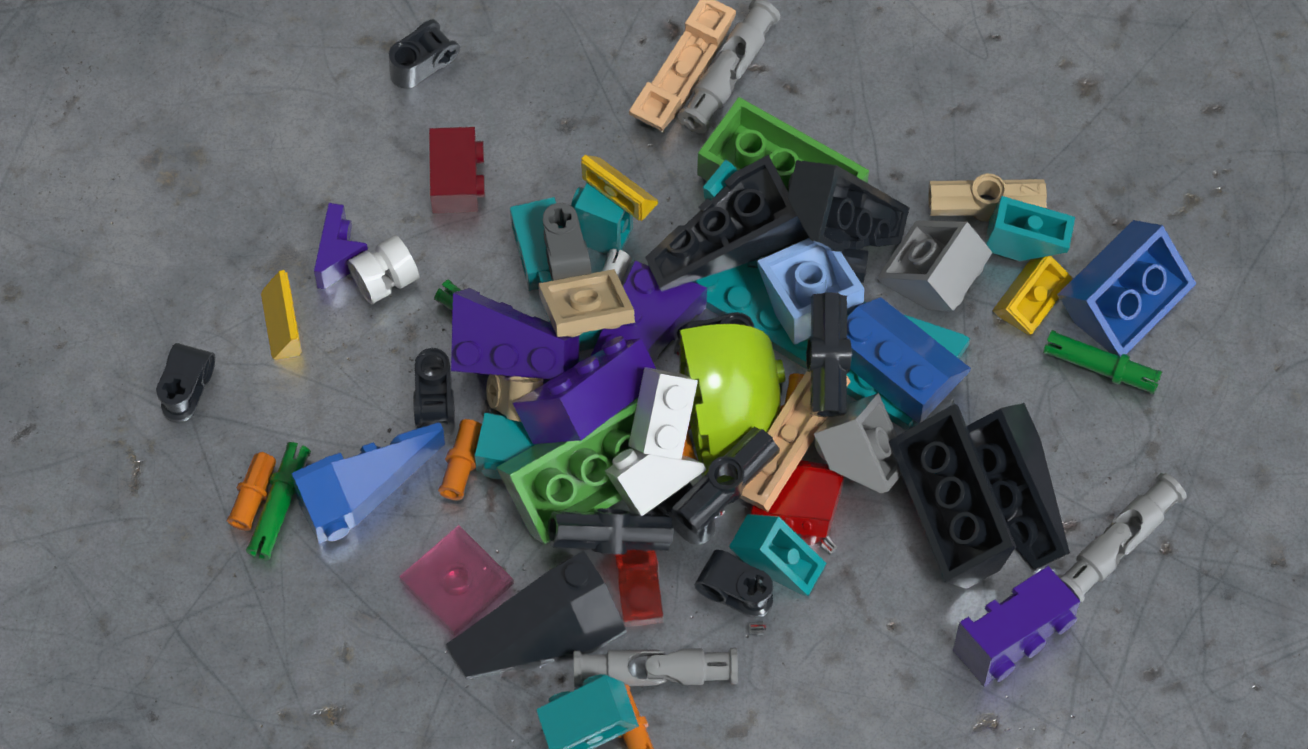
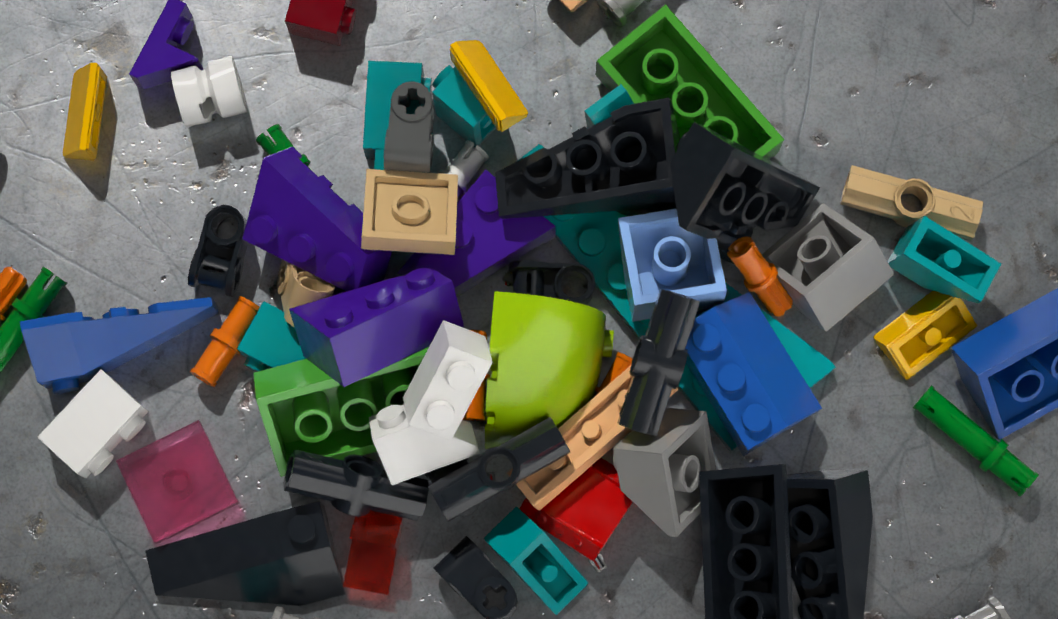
camera: 20 degrees right, 15 degrees up
(371, 554) = (94, 425): none -> white brick
(885, 283) = (760, 276): none -> orange axle

